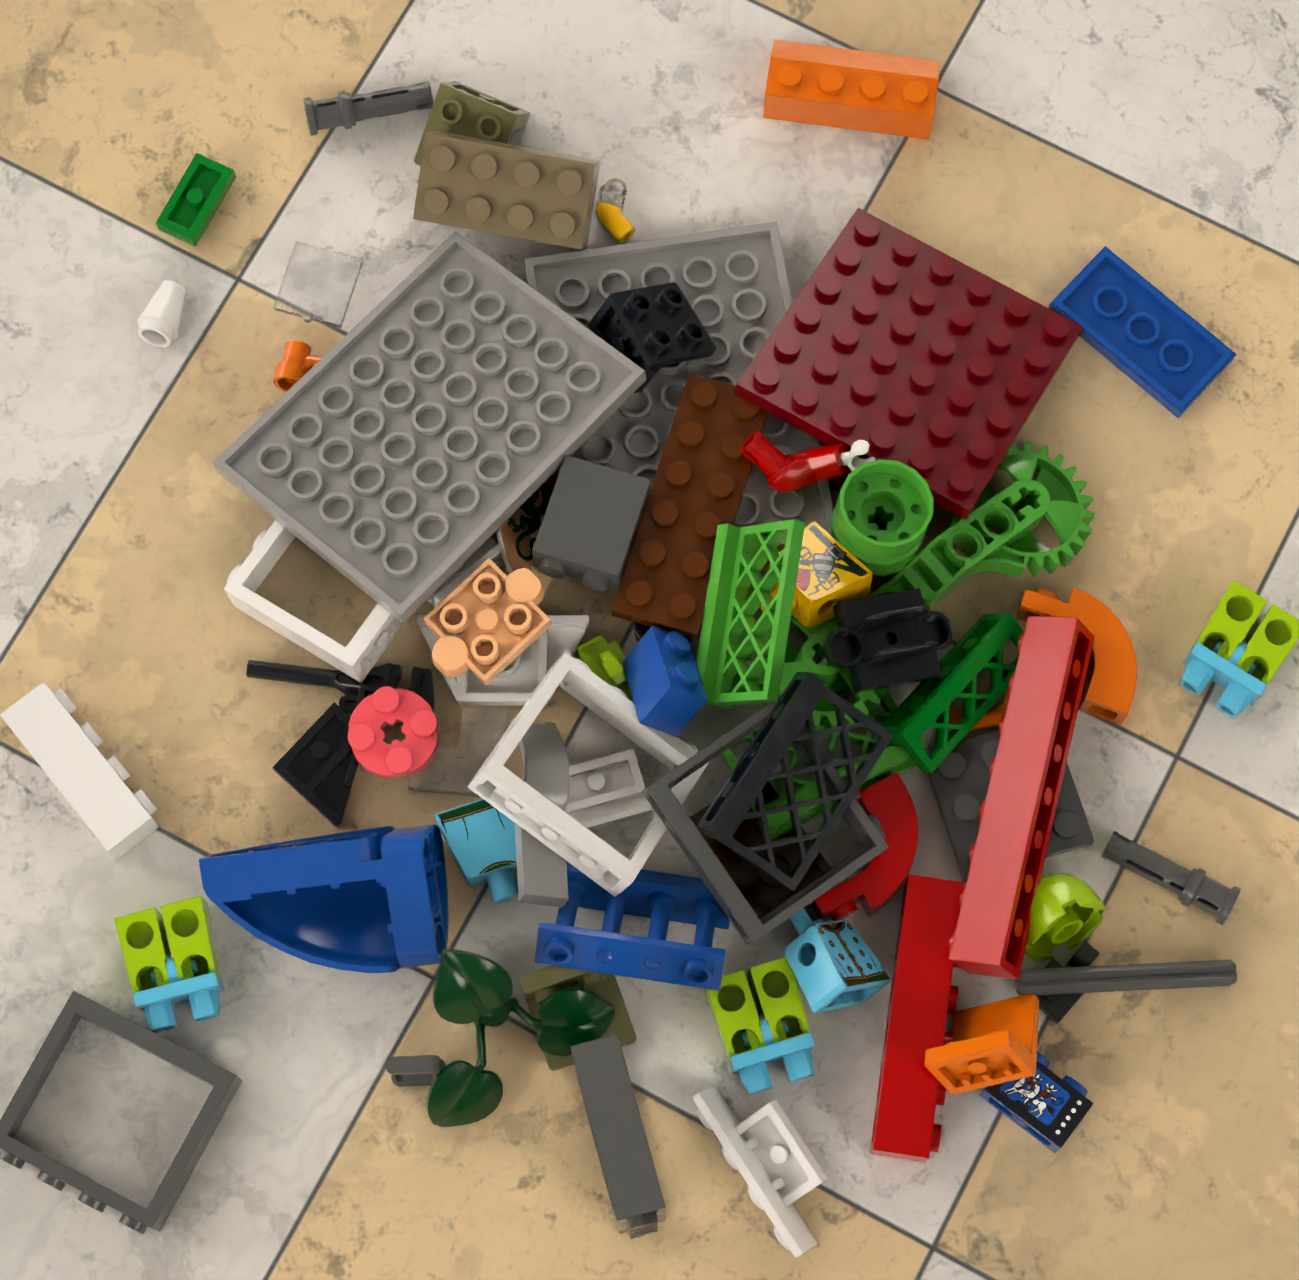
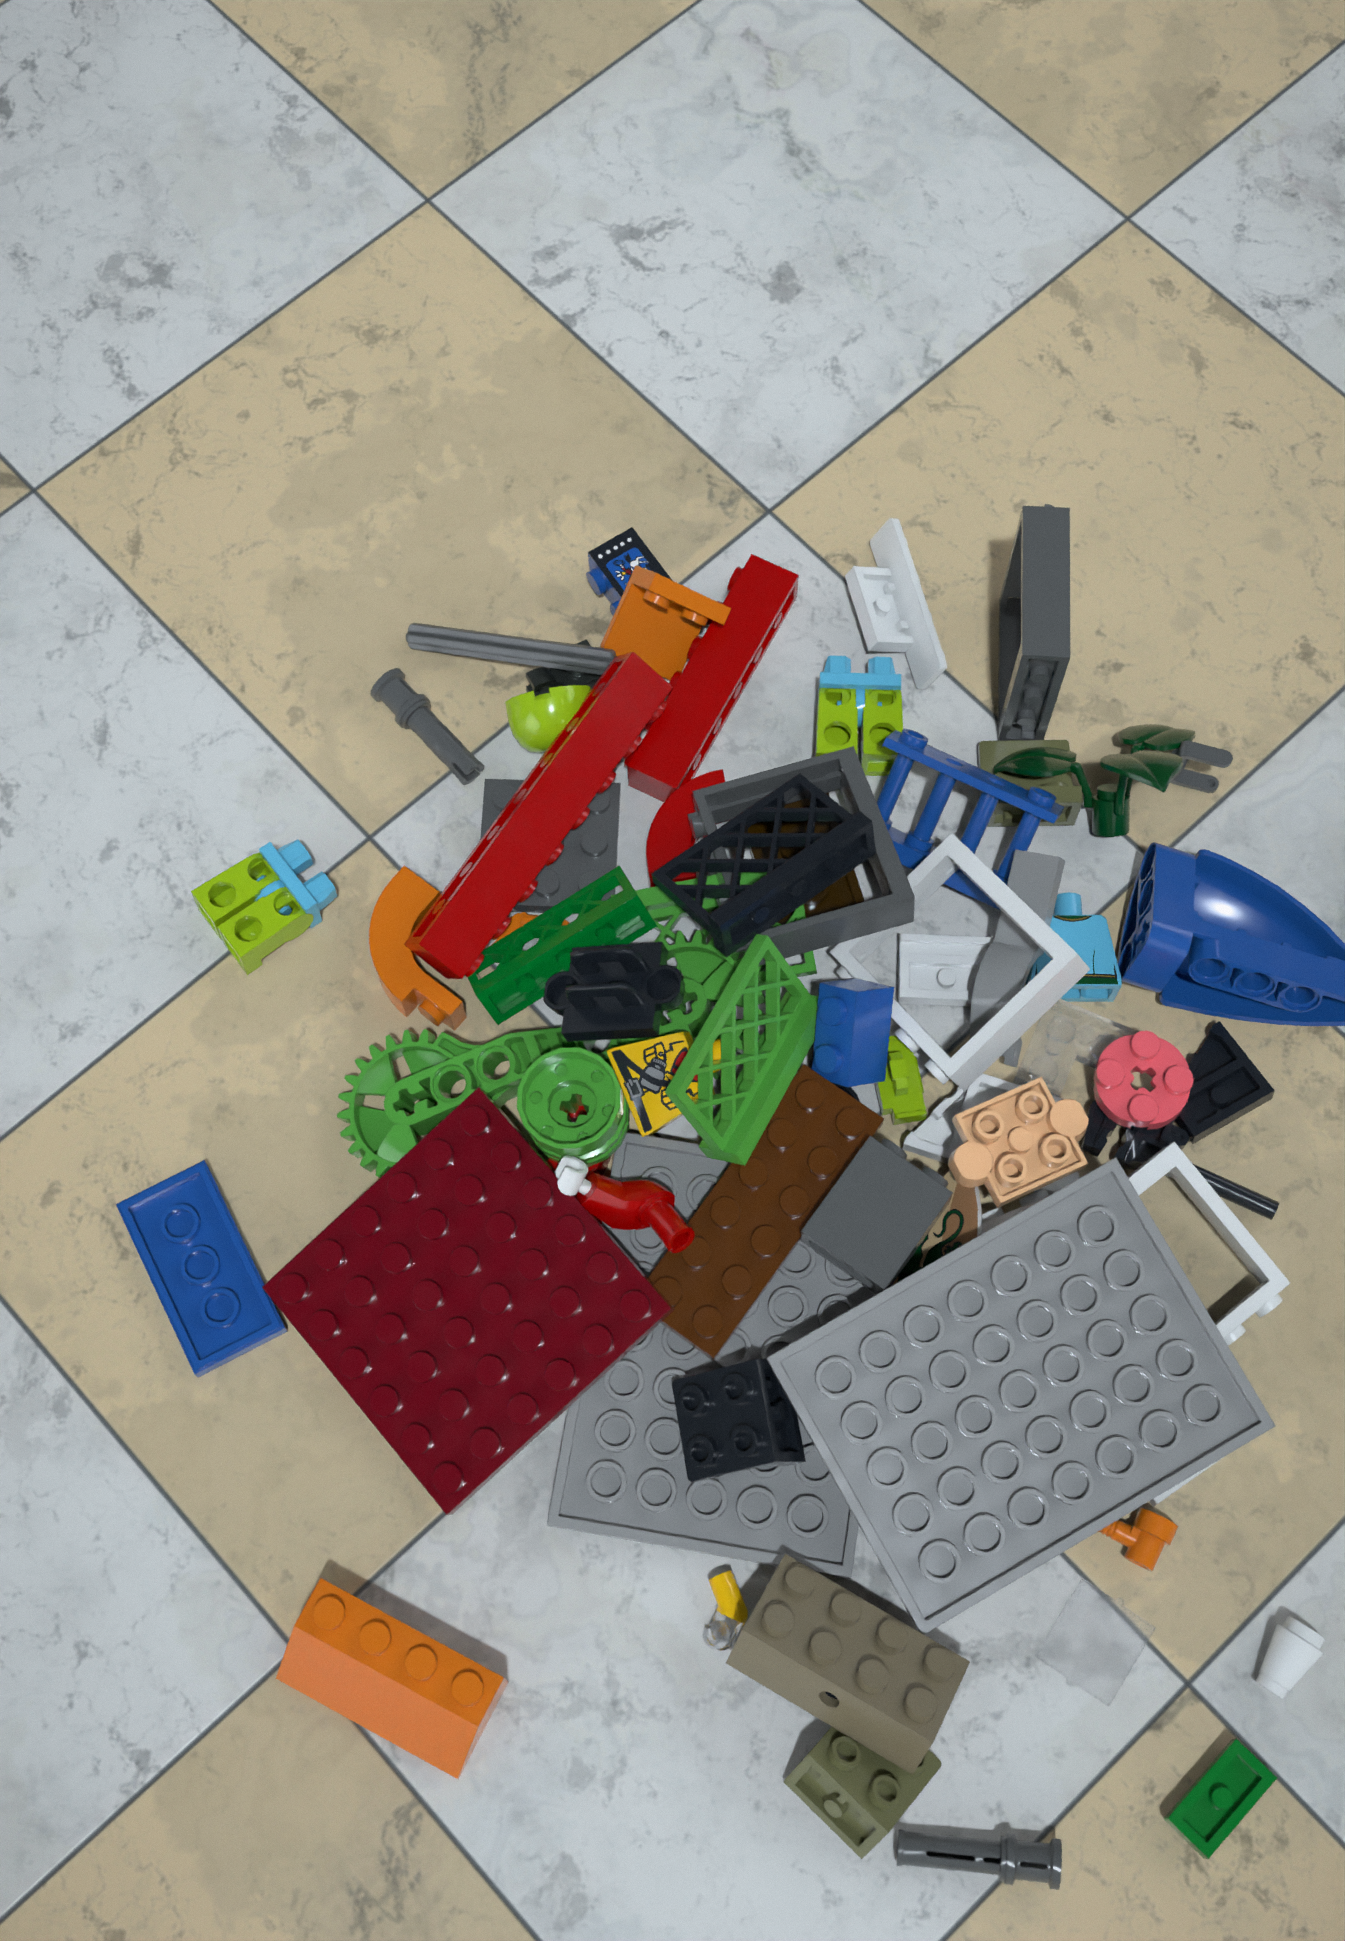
camera: 160 degrees left, 5 degrees down
(833, 962) = (776, 727): medium azure torso -> none

